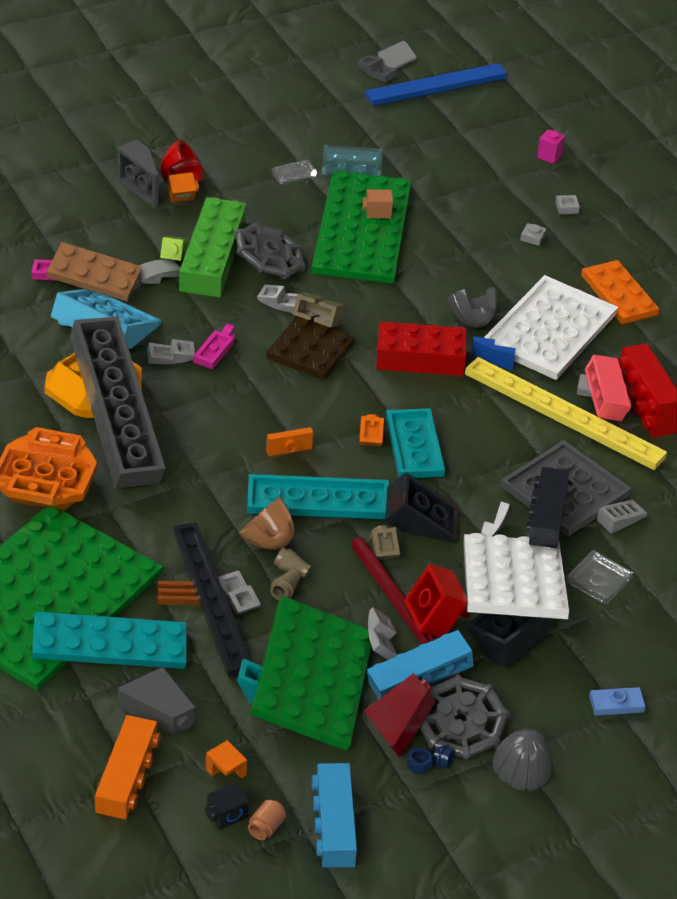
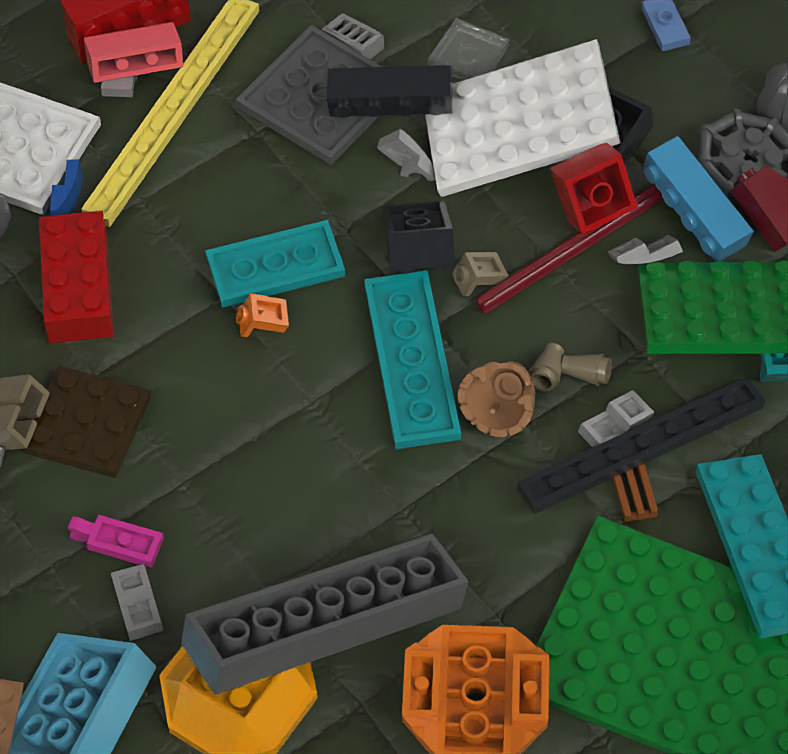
camera: 95 degrees left, 15 degrees up
(289, 441) = (312, 406): orange plate -> none

